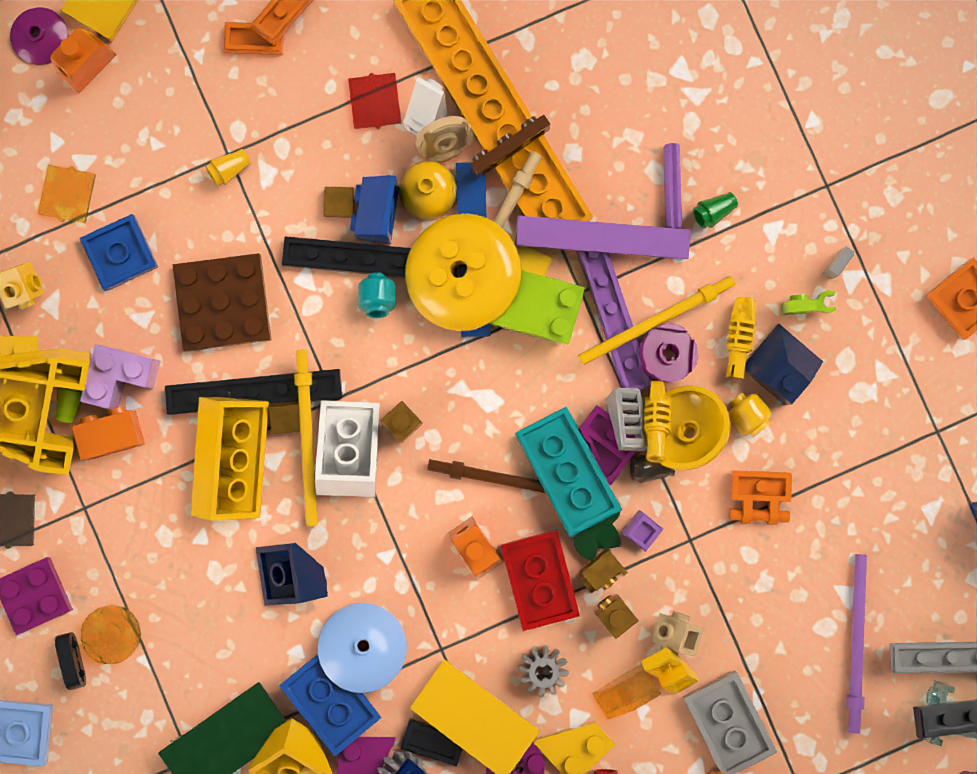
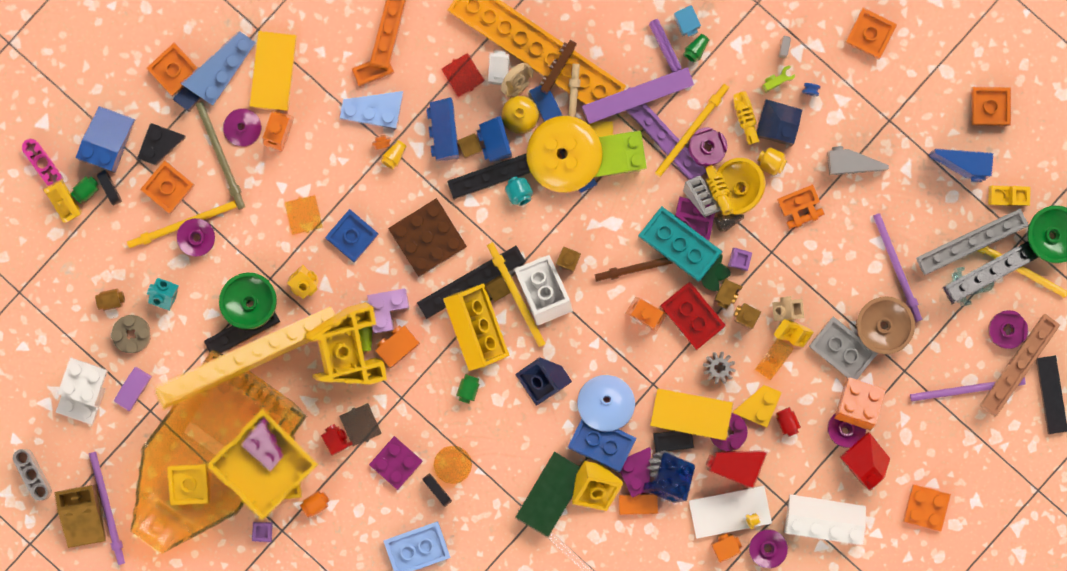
camera: 20 degrees left, 0 degrees up
(179, 539) = (468, 389): none -> green brick
(218, 141) = (381, 142): none -> orange plate
(229, 92) = (373, 109): none -> light blue wing
(311, 162) = (443, 130): none -> blue slope
(719, 165) = (687, 21): none -> dark azure brick
(820, 733) = (899, 325): none -> medium nougat dish
(849, 339) = (811, 89): none -> blue bush
(857, 464) = (848, 162): none -> light grey slope

